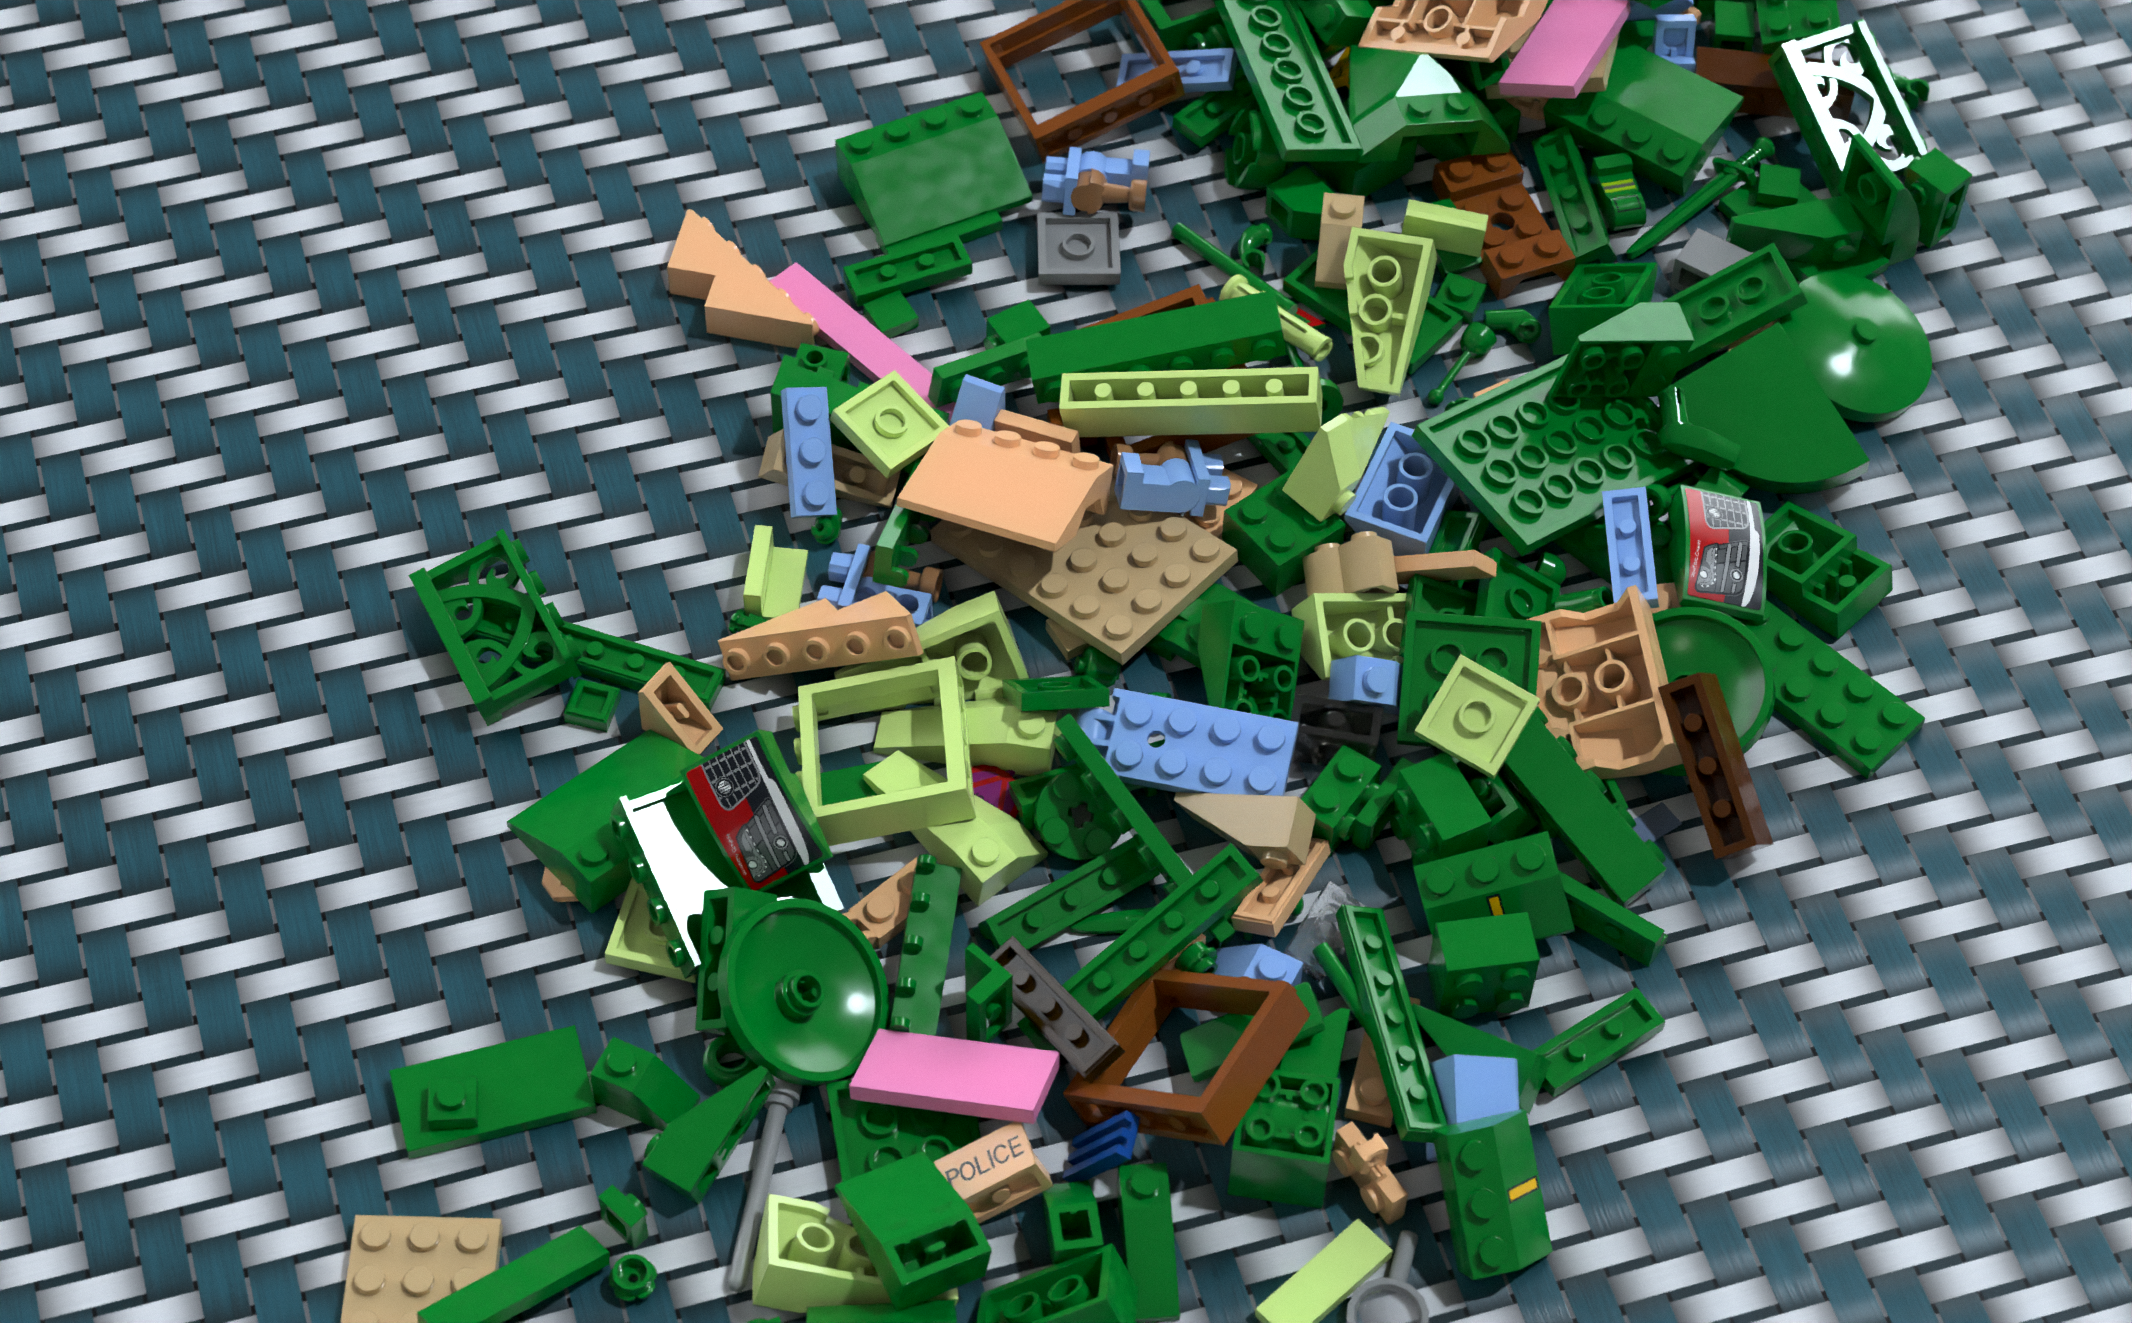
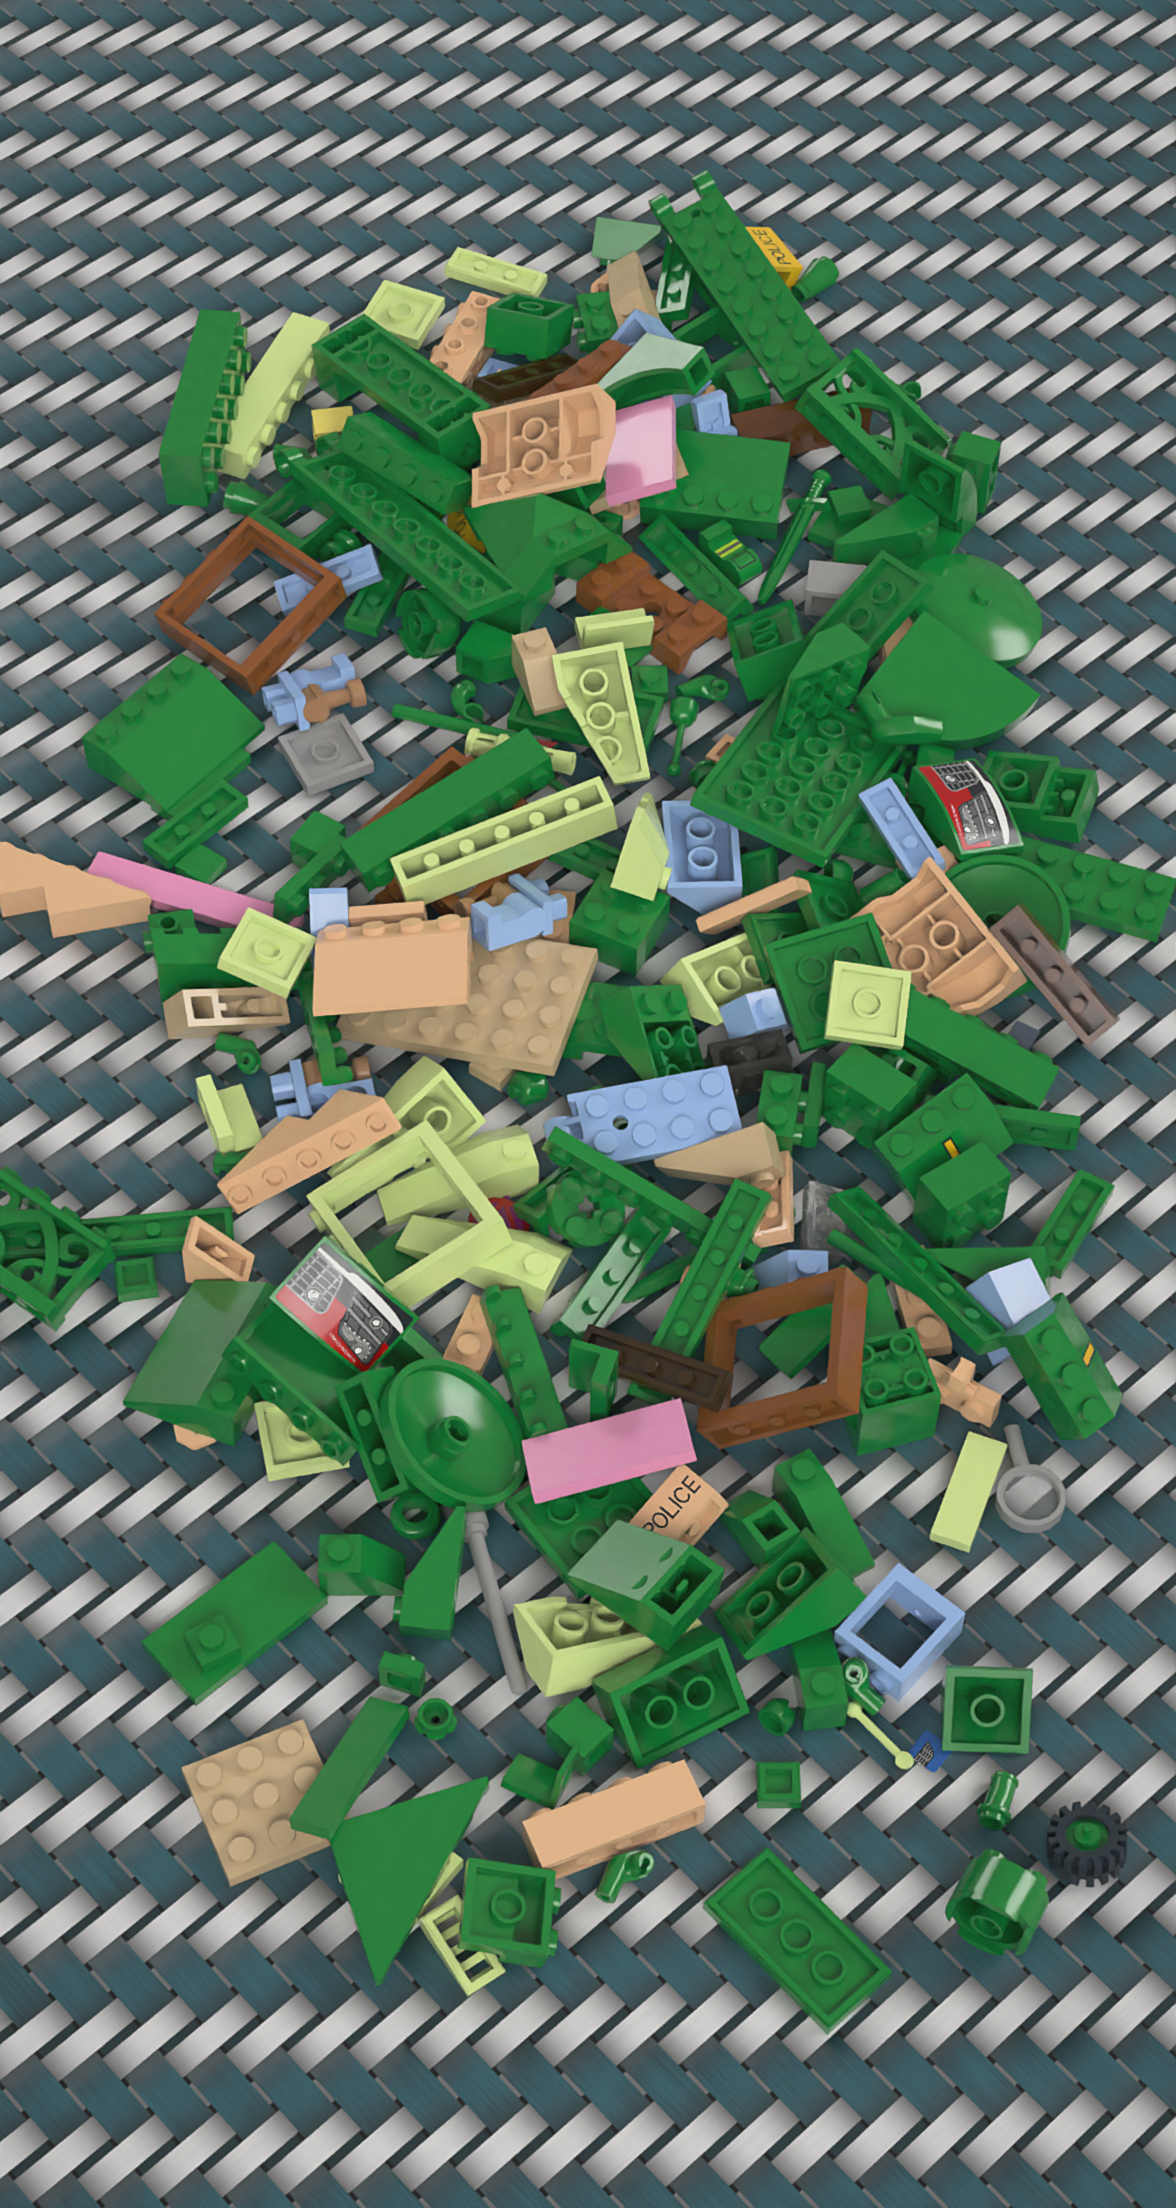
camera: 25 degrees left, 0 degrees up
(808, 452) = (211, 1001): light blue plate -> none
(1055, 693) = (516, 1118): green tile -> none
(1101, 1148) = (750, 1452): blue tile -> none
(1354, 567) = (694, 929): tan brick -> none

